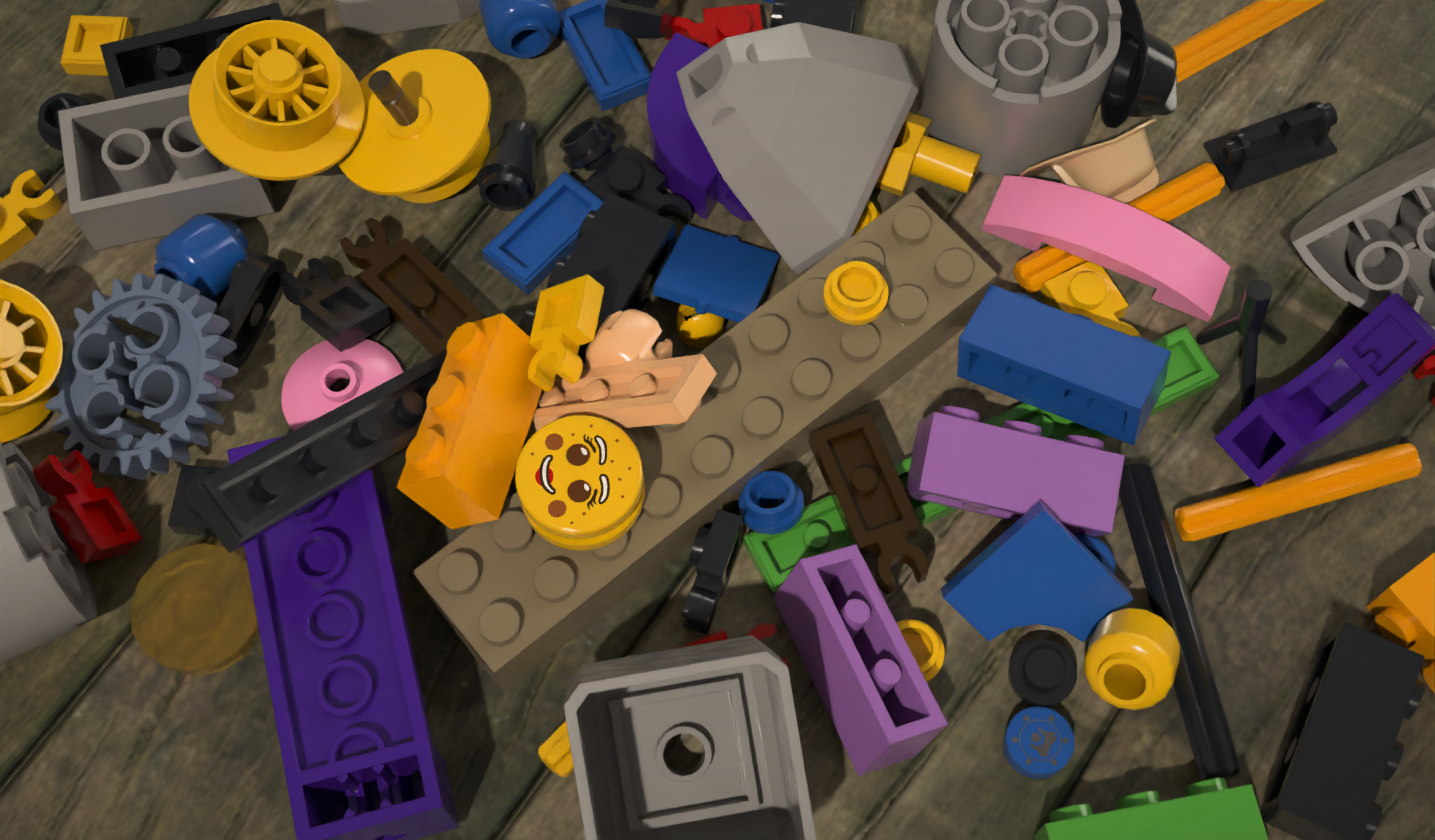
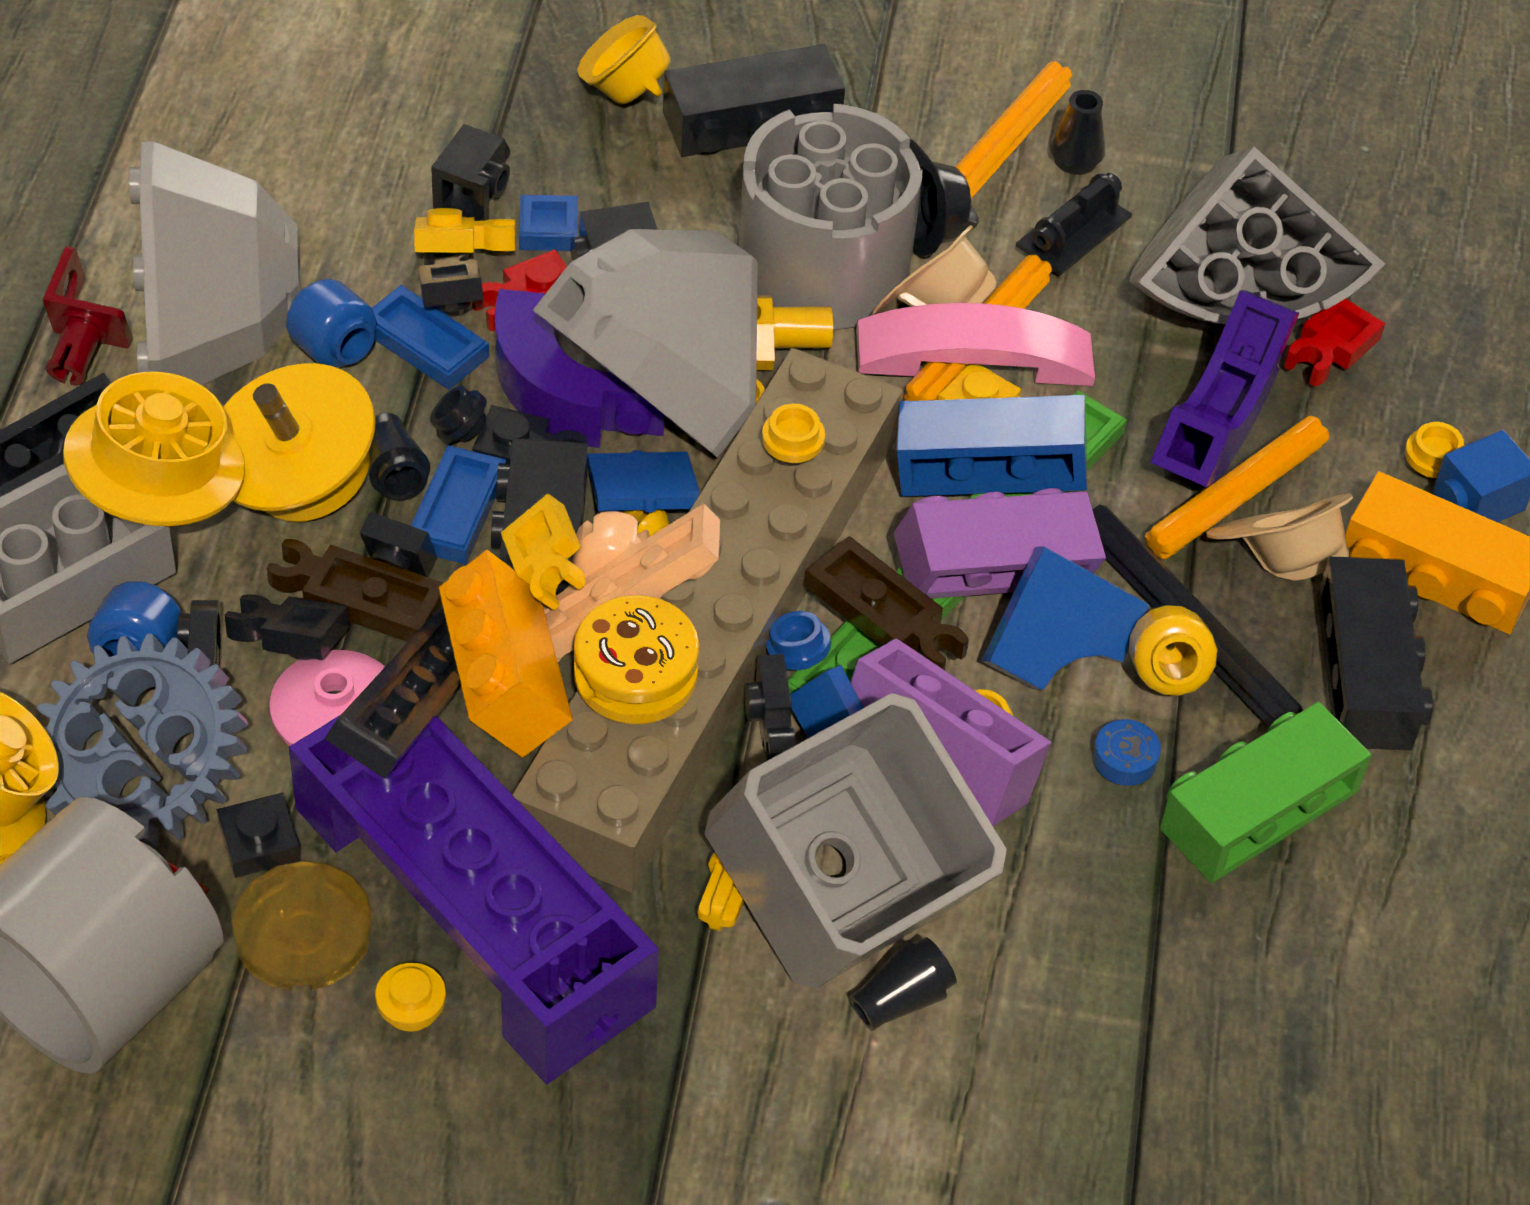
camera: 30 degrees left, 15 degrees down
(247, 723) = (410, 996): none -> yellow plate
(462, 263) = (398, 544): none -> black plate
(763, 588) = (825, 701): none -> blue tile
(1042, 673) = (1101, 697): black plate -> none
(1250, 324) = (1138, 362): black plant -> none
(1320, 572) = (1293, 541): none -> tan piece
(1324, 49) = (1080, 135): none -> black cone

